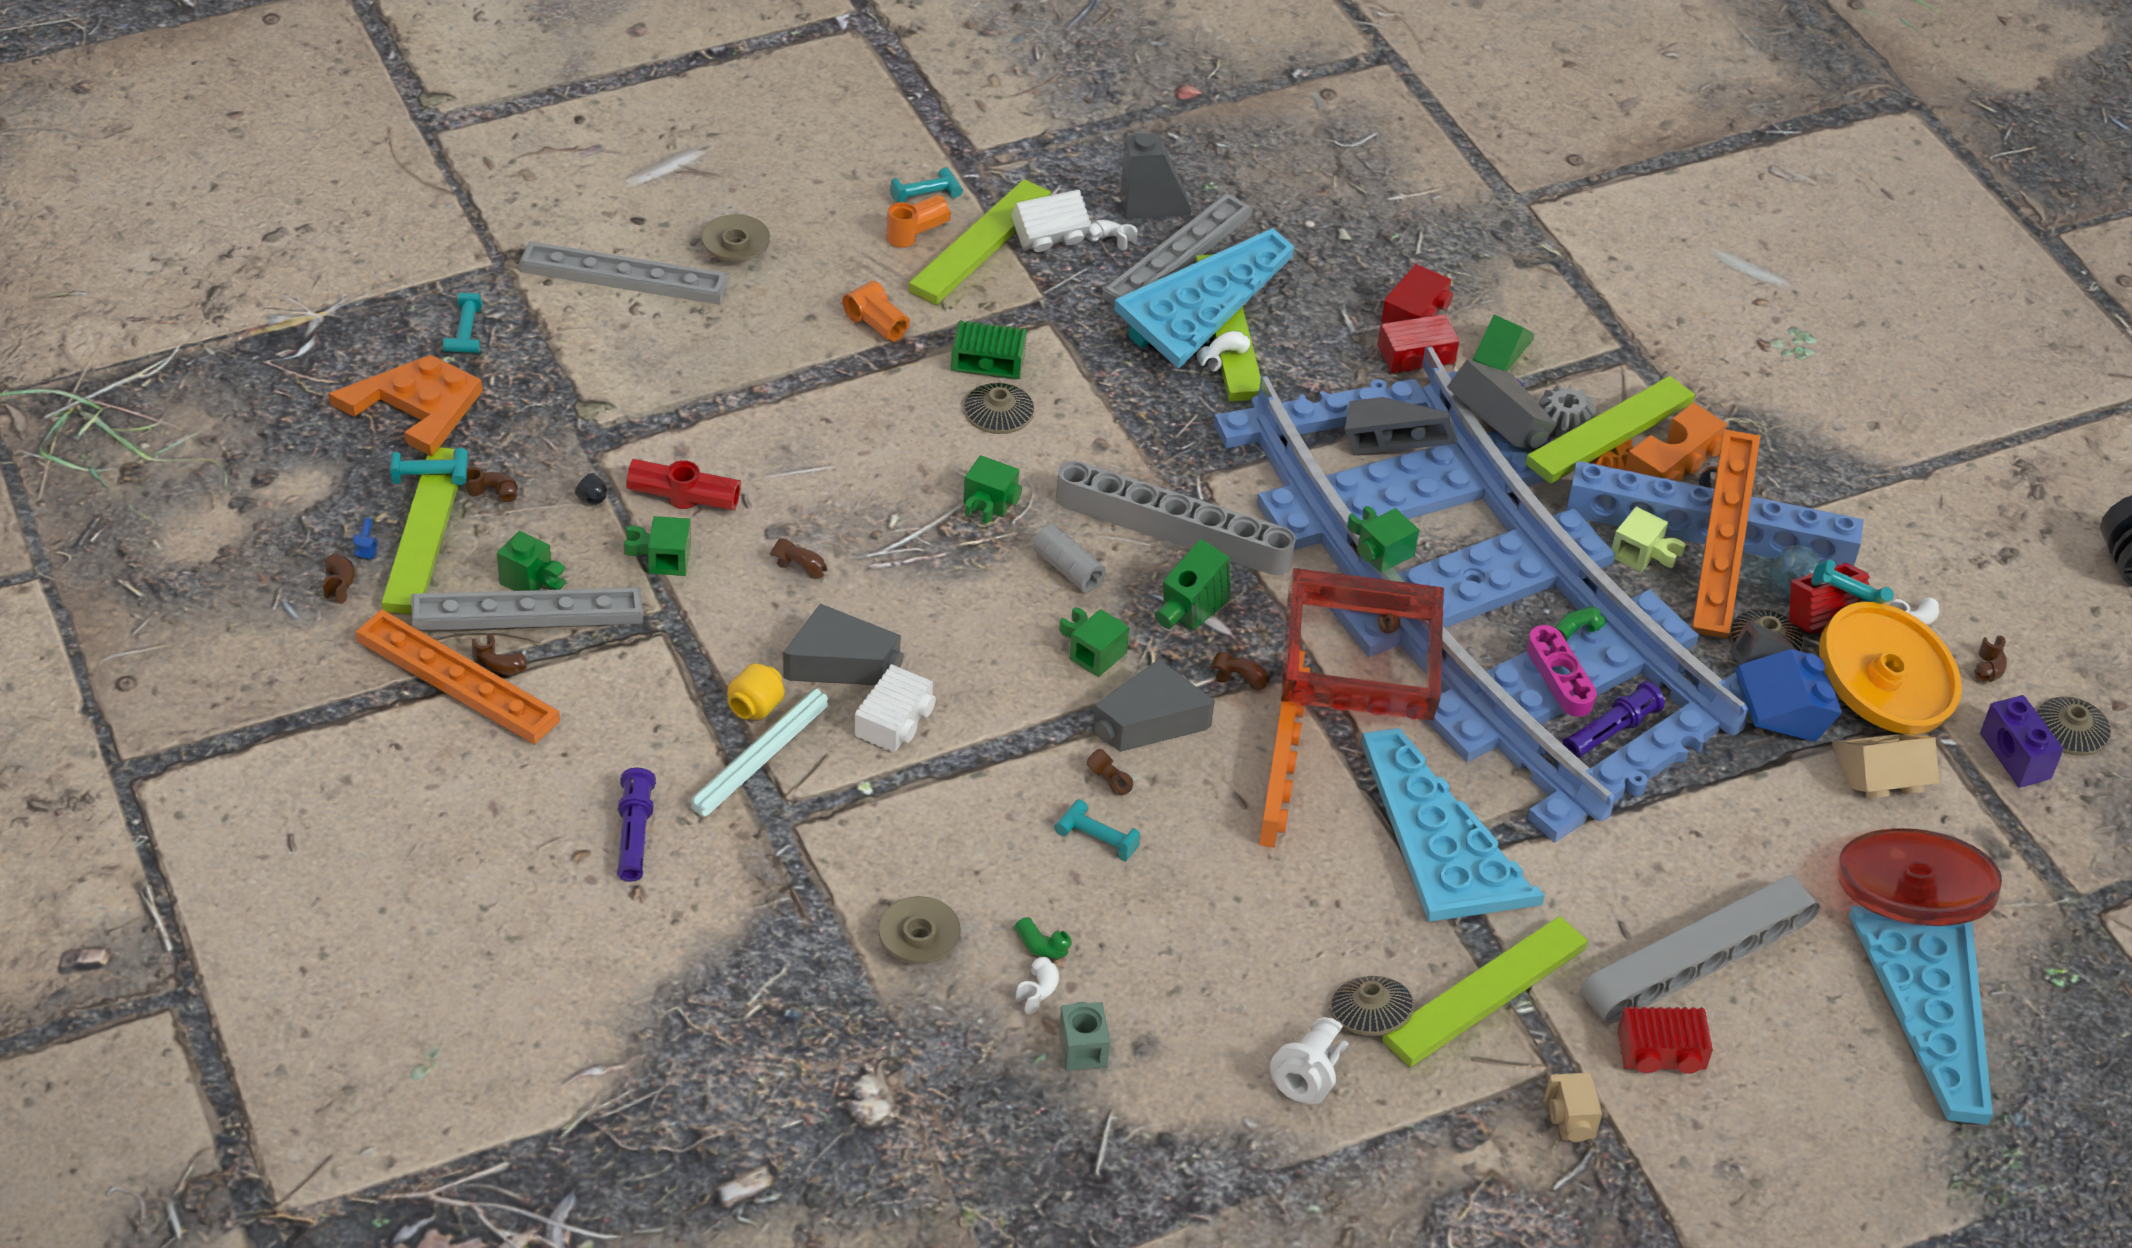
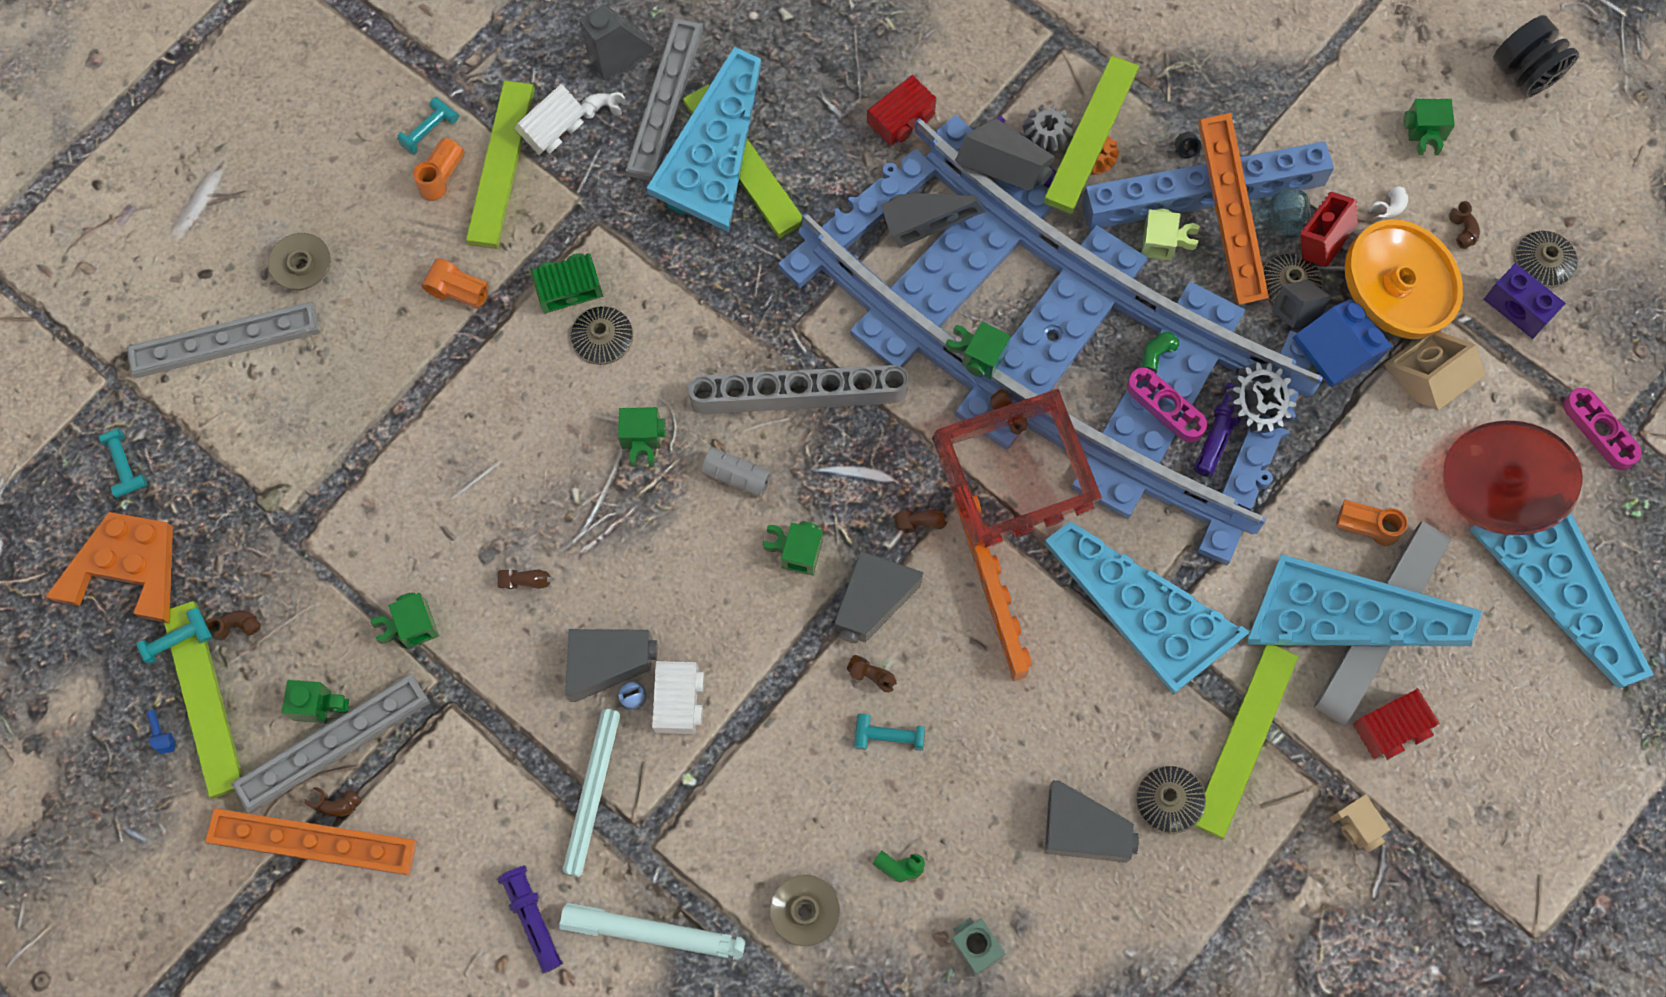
camera: 20 degrees left, 25 degrees up
(341, 580) = (160, 776): reddish brown arm -> none
(591, 489) = (320, 590): black hinge -> none
(683, 484) = (372, 553): red piece -> none
(749, 887) = (597, 921): none -> light aqua piece
(755, 692) = (560, 739): yellow head -> none
(849, 693) = (633, 701): none -> light blue hinge
(1047, 978) = (922, 903): white arm -> none
(1195, 587) = (854, 450): green torso -> none
(1228, 341) = (756, 185): white arm -> none
(1262, 987) = (1086, 828): none -> dark grey slope
(1306, 1068) = (1157, 890): white piece -> none
(1417, 296) = (879, 64): red brick -> none
(1502, 344) = (965, 79): green slope -> none
(1654, 905) = (1334, 607): none -> medium azure wing
(1672, 697) = (1258, 398): none -> gear
(1690, 442) = (1141, 148): orange arch -> none
(1748, 865) = (1368, 522): none -> orange piece
(1825, 573) = (1331, 221): teal piece -> none
(1997, 557) = (1429, 123): none -> green brick
(2054, 904) = (1600, 442): none -> dark pink beam

